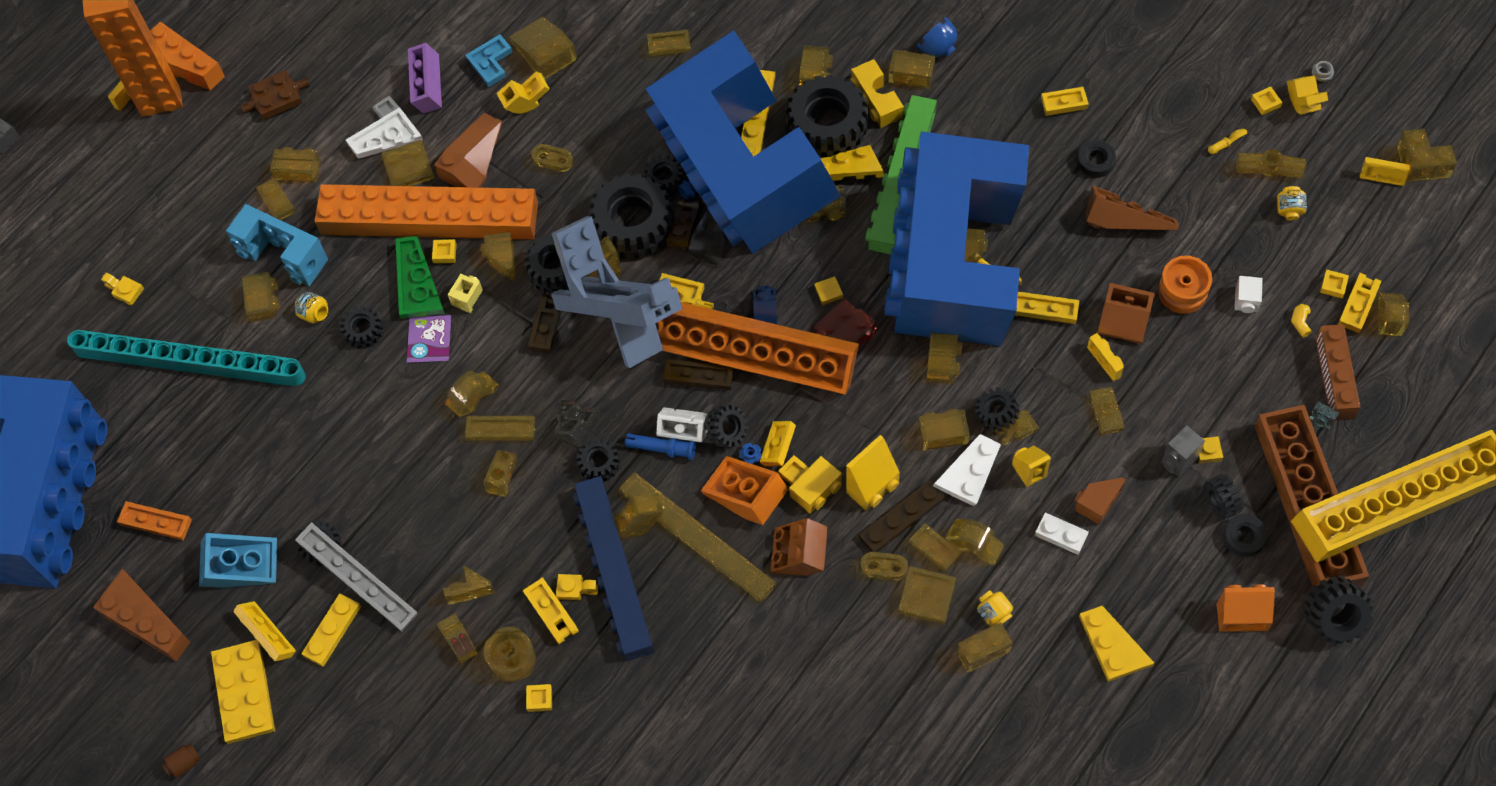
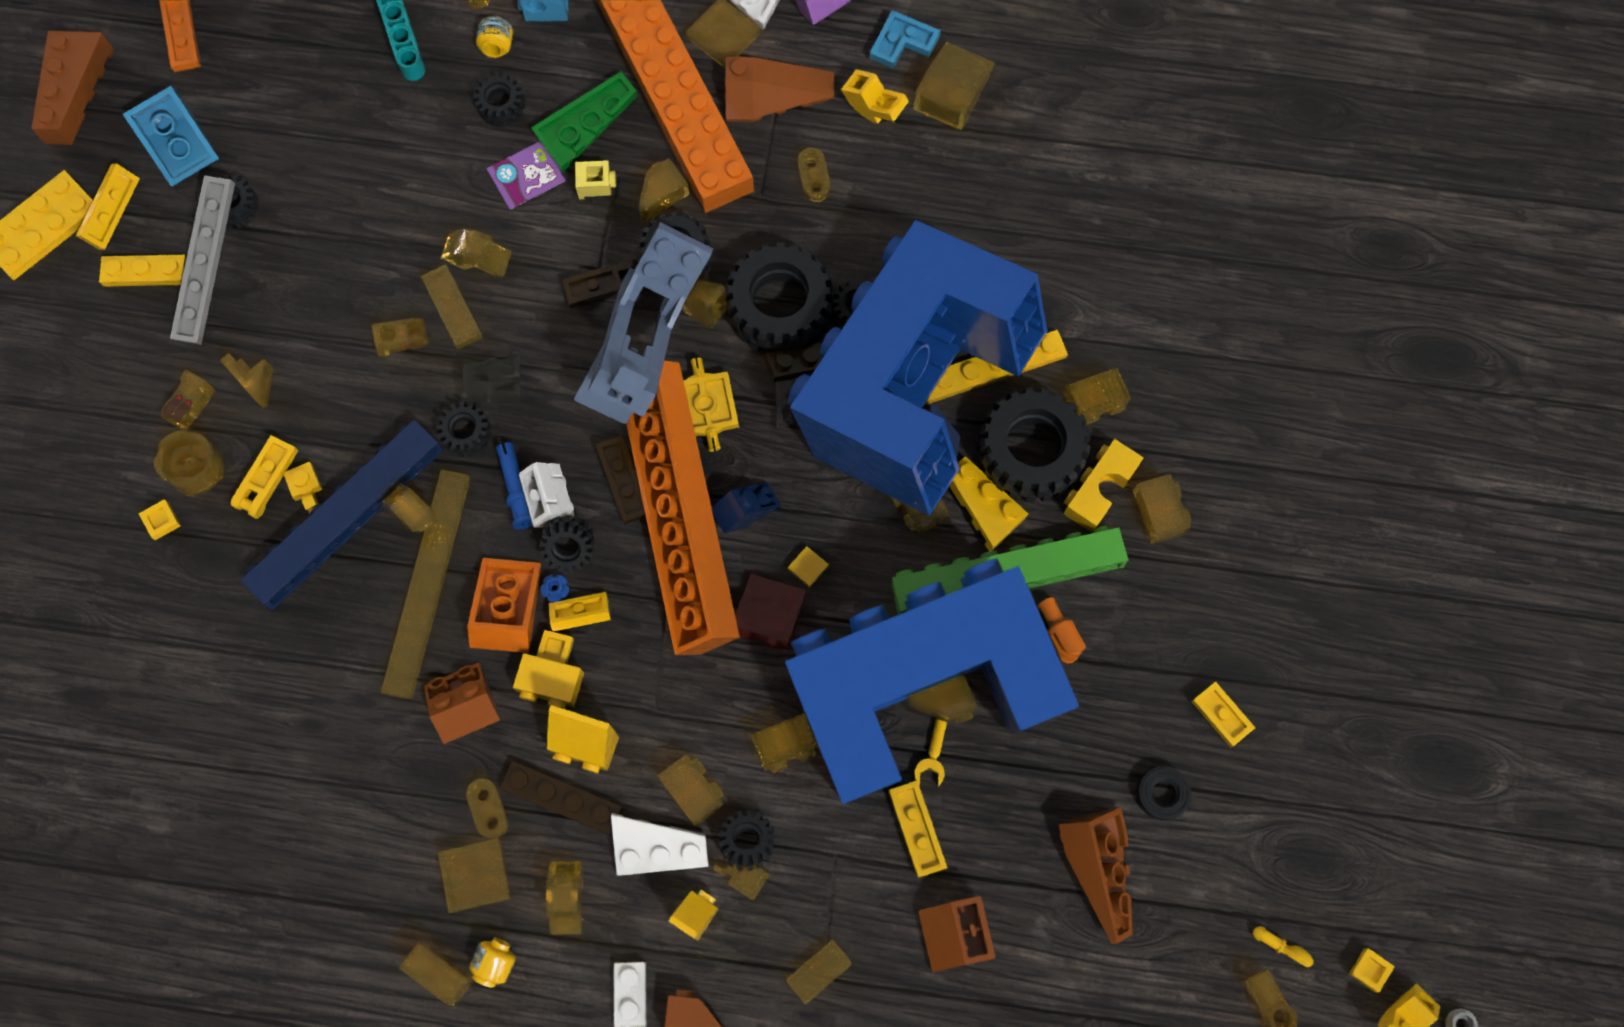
camera: 55 degrees right, 10 degrees up
(444, 251) = (634, 129): yellow plate -> none
(668, 42) = (1037, 216): clear yellow plate -> none
(934, 547) = (537, 854): clear yellow plate -> none
(939, 40) = (1218, 521): blue cylinder -> none
(1101, 351) = (895, 926): yellow plate -> none
(1185, 284) = (1045, 1006): orange wheel -> none

